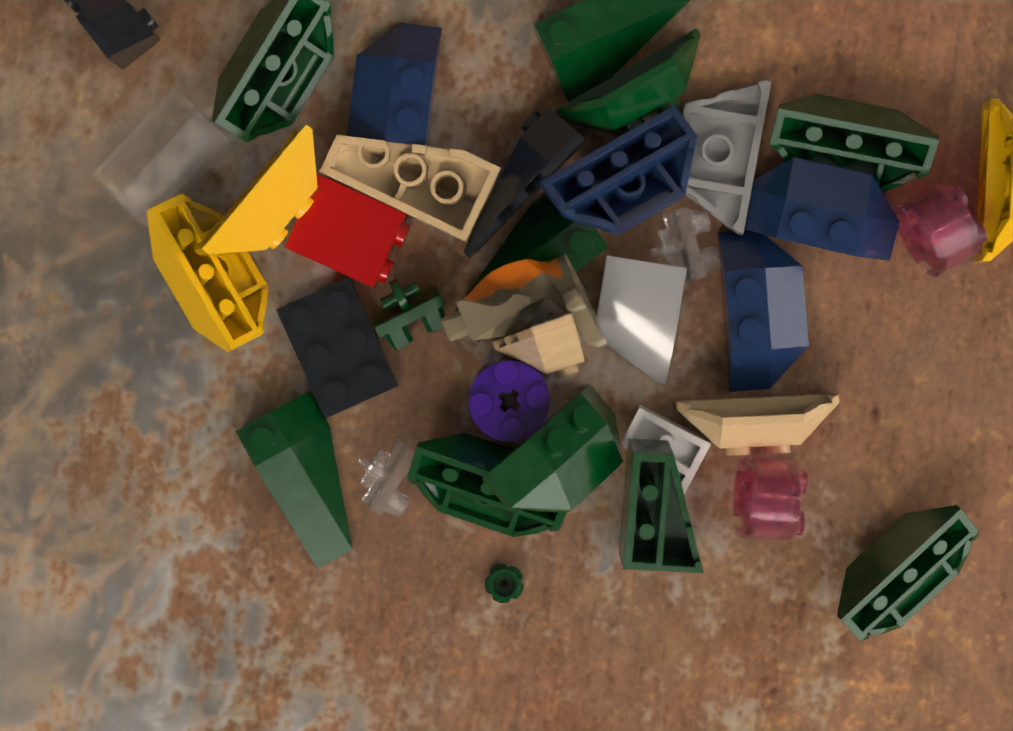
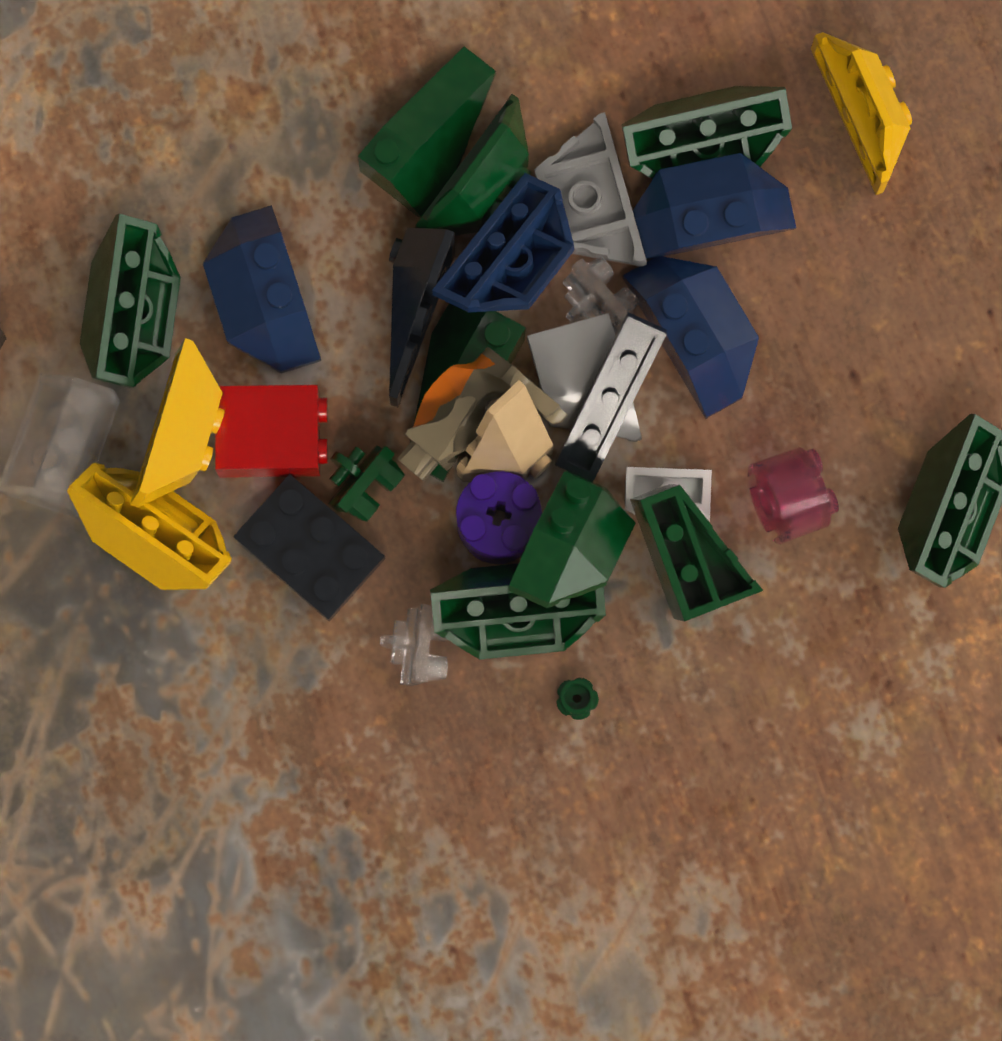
camera: 20 degrees left, 10 degrees down
(300, 469) = (323, 675): dark green wedge -> none
(427, 183) = (331, 347): tan wedge -> none
(654, 342) = (610, 396): none -> plate
(758, 420) = (743, 430): tan wedge -> none
(940, 228) = (827, 172): clear pink brick -> none

